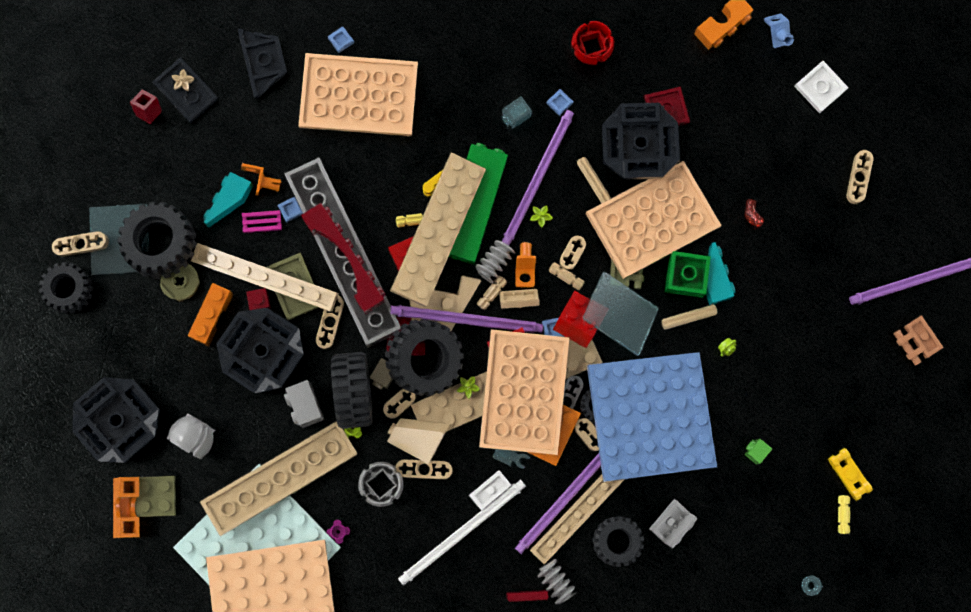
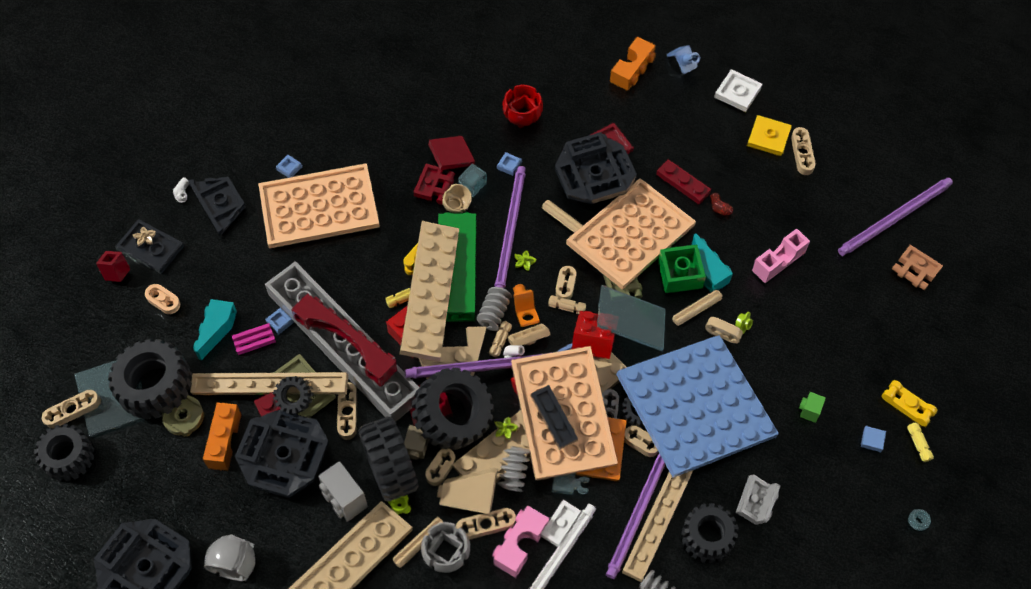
camera: 10 degrees left, 20 degrees down
(186, 154) = (163, 300): none -> light nougat plate
(227, 36) = (179, 190): none -> white arm
(263, 182) = (246, 302): orange bracket -> none
(275, 306) = (281, 394): none -> black tyre
(357, 469) = (414, 546): none -> tan axle
(460, 482) = (529, 525): none -> bright pink arch
(465, 430) = (514, 468): none -> light grey piece
(473, 100) = (429, 181): none -> dark red plate
(495, 130) = (457, 198): none -> tan hair
(497, 311) = (513, 350): none -> white arm
(505, 74) = (451, 152): none -> dark red tile
(512, 397) = (554, 417): none -> black plate
(705, 348) = (724, 329): none -> tan beam
(726, 175) = (683, 181): none -> dark red plate
(789, 290) = (772, 263): none -> bright pink arch
(802, 497) = (873, 439): none -> medium blue tile
(832, 148) = (769, 135): none -> yellow plate

